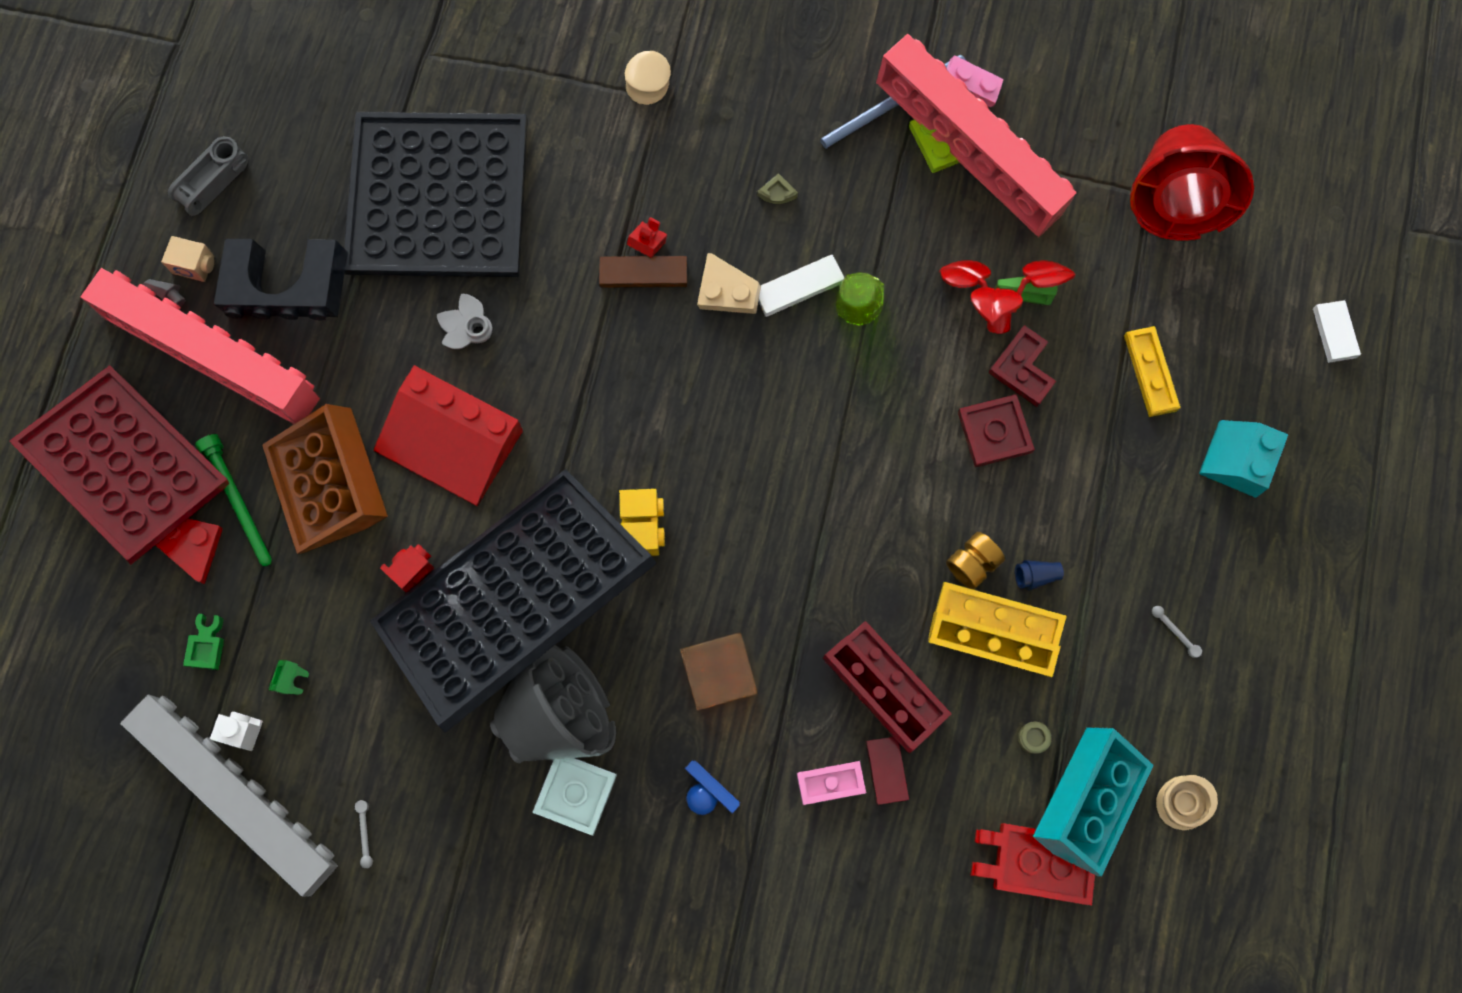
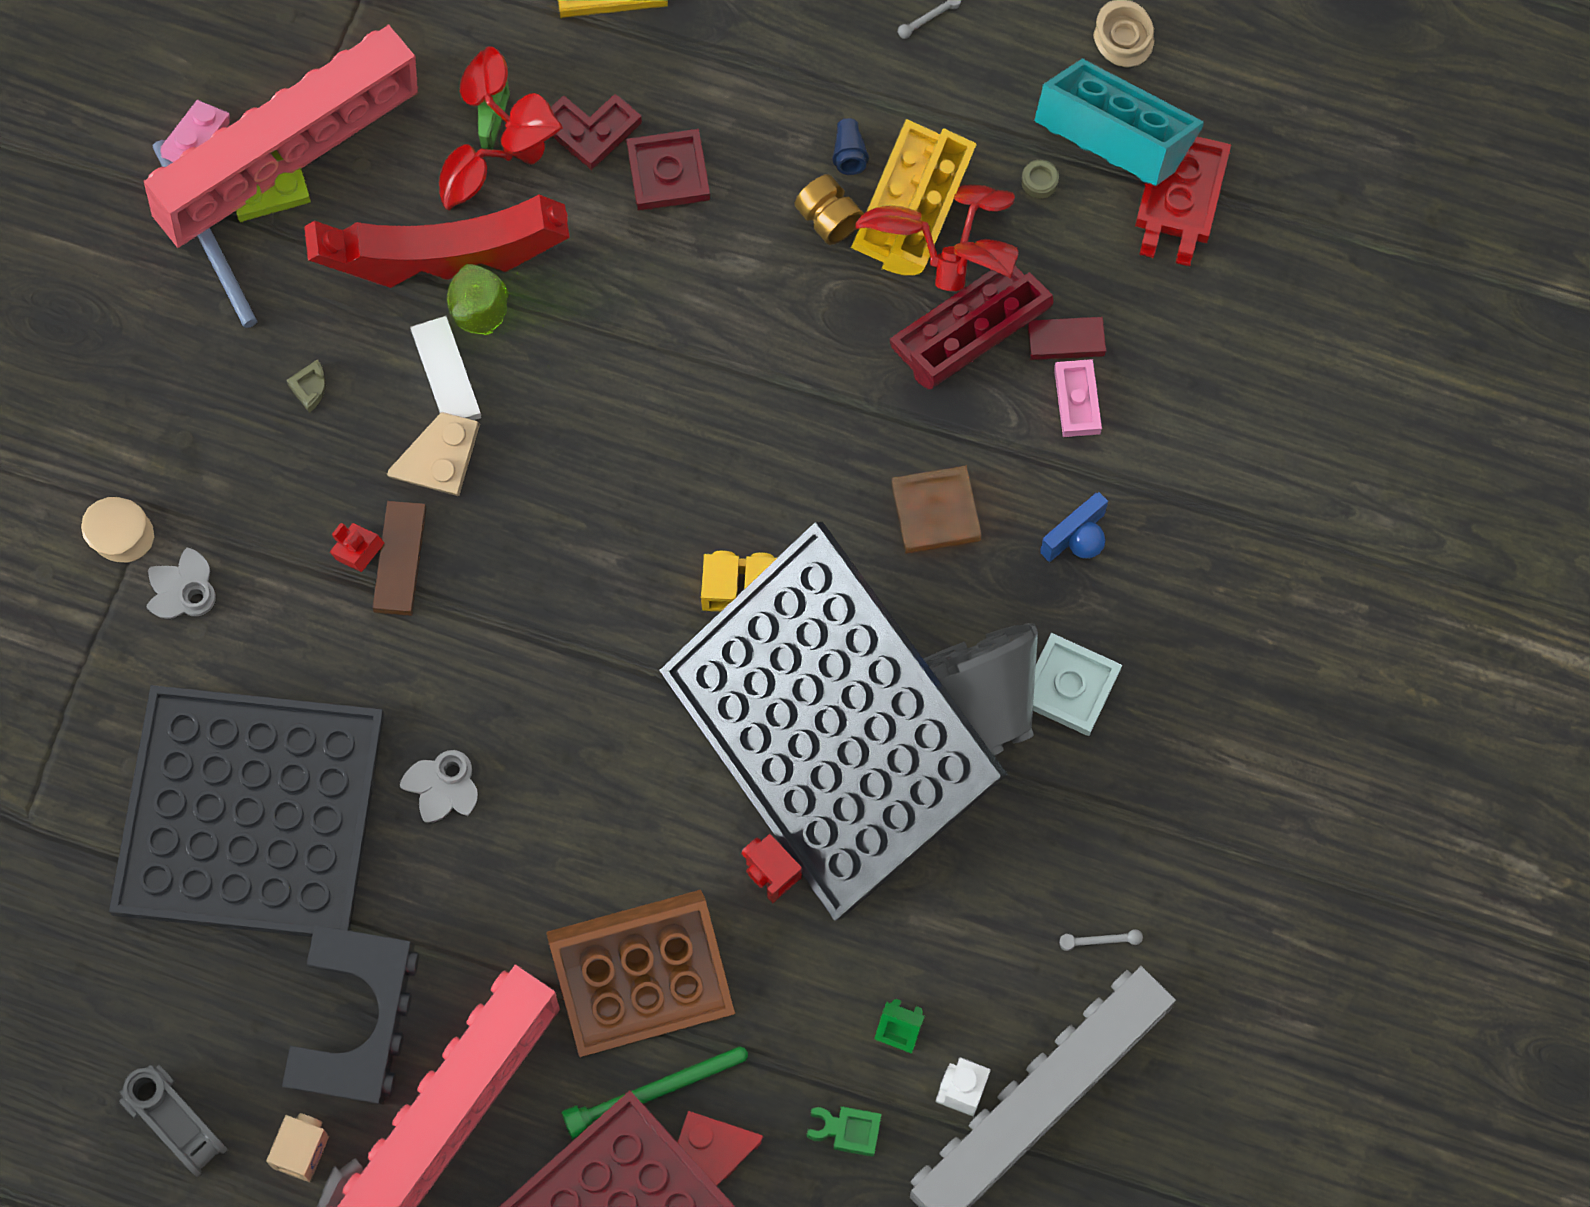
camera: 85 degrees left, 5 degrees down
(447, 435) = (598, 812): red slope -> none
(609, 124) = (179, 584): none -> light grey plate
(896, 265) = (399, 252): none -> red arch
(932, 689) = (953, 260): none -> red plant

